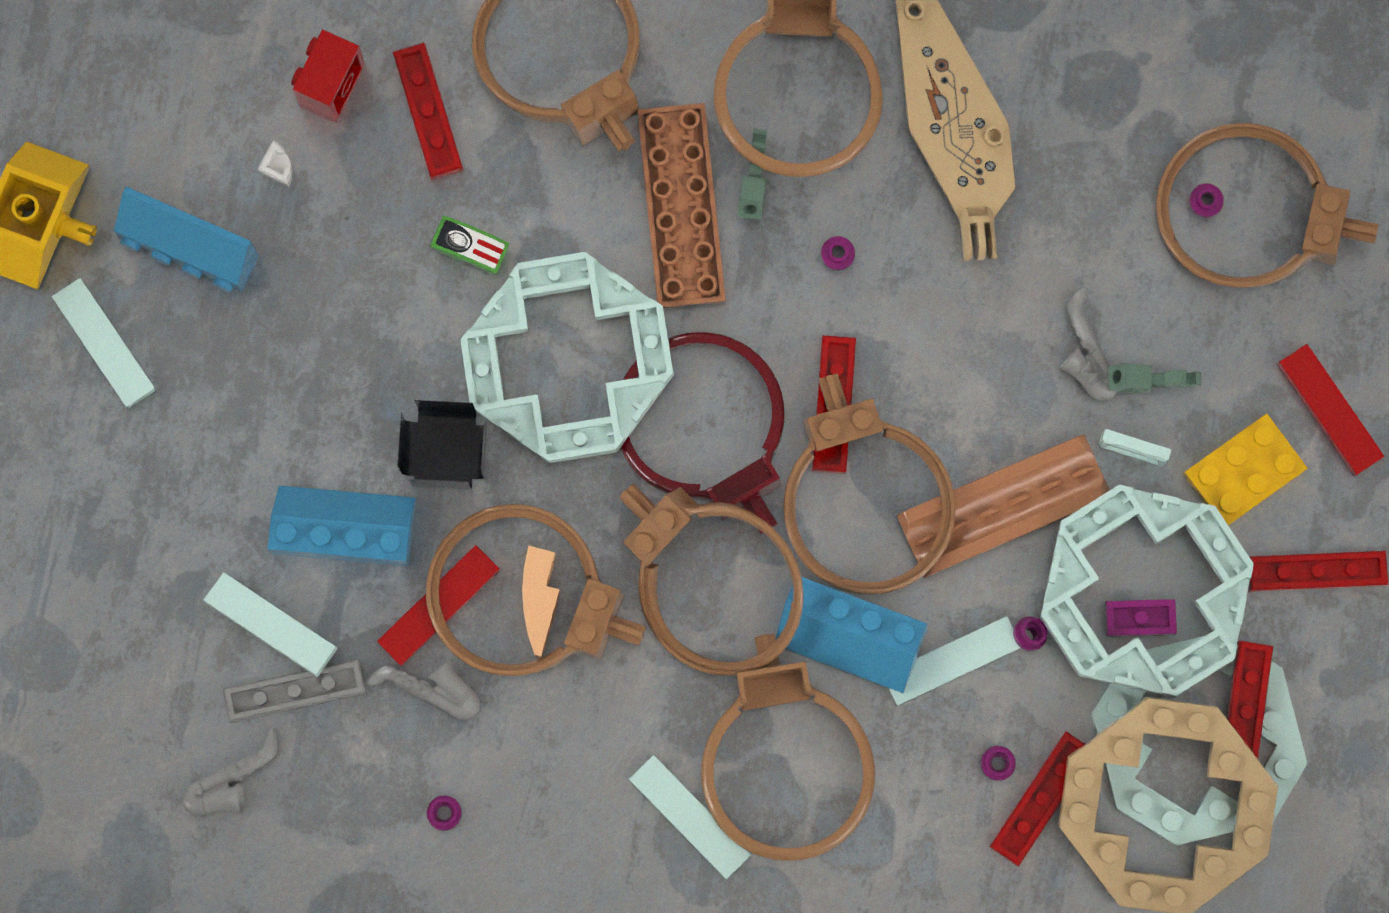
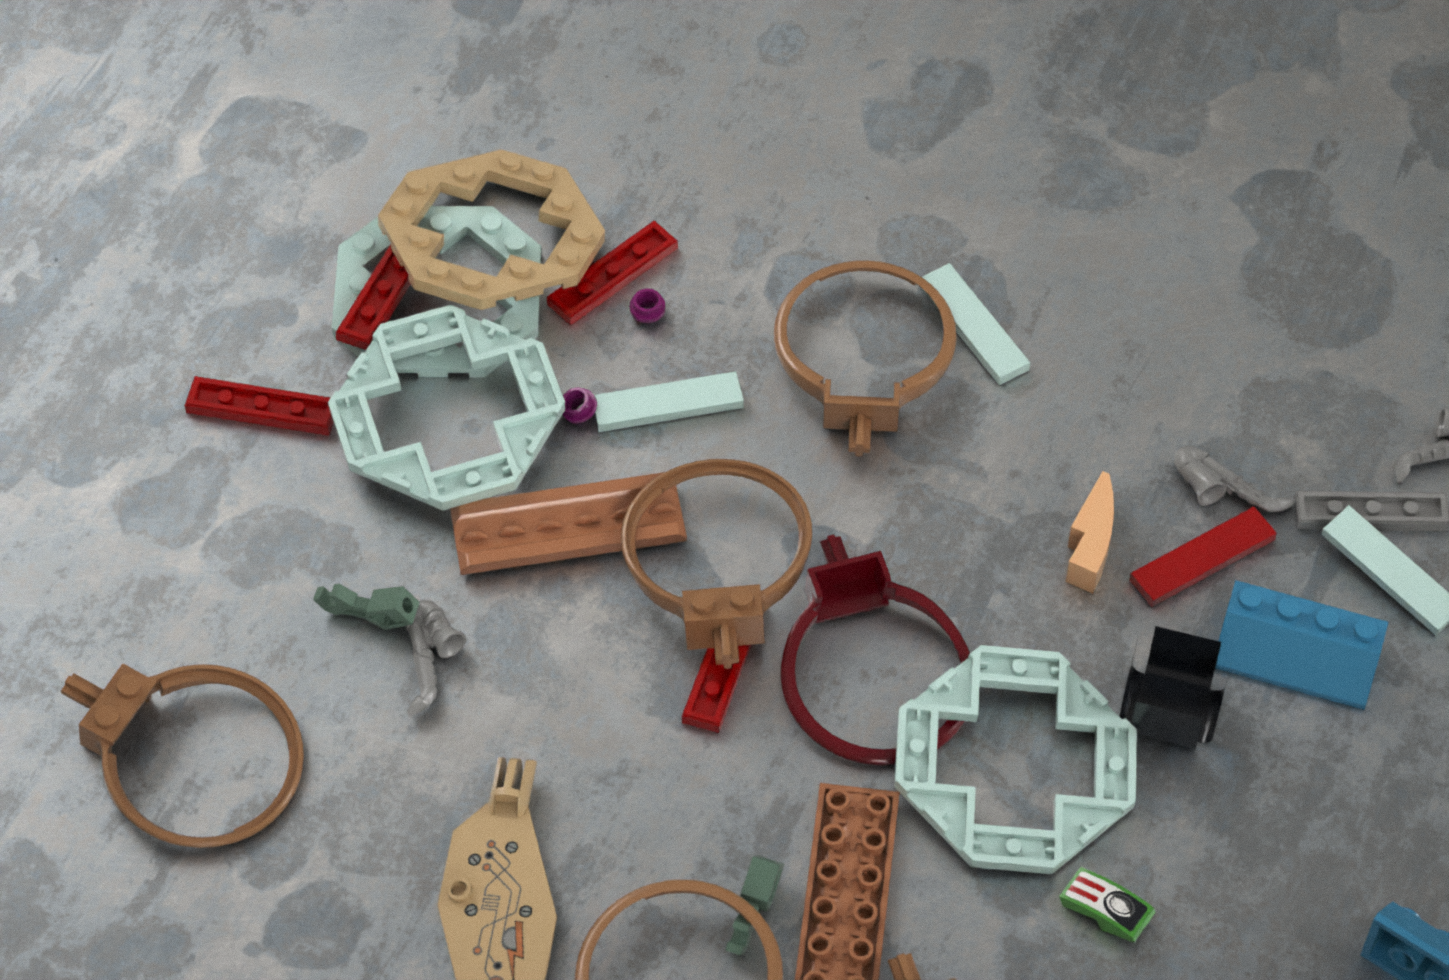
camera: 165 degrees left, 25 degrees down
(444, 801) = (1228, 365): magenta plate -> none
(594, 616) = (1044, 486): medium nougat brick -> none
(657, 530) = (938, 559): medium nougat brick -> none
(838, 263) = (681, 816): magenta plate -> none
(855, 635) = (760, 433): dark azure slope -> none
(1134, 448) = (411, 545): light aqua tile -> none
(1140, 618) = (460, 396): magenta plate -> none
(1199, 207) = (240, 783): magenta plate -> none
(1245, 469) = (300, 508): yellow plate -> none
(1330, 410) = (187, 545): red tile -> none

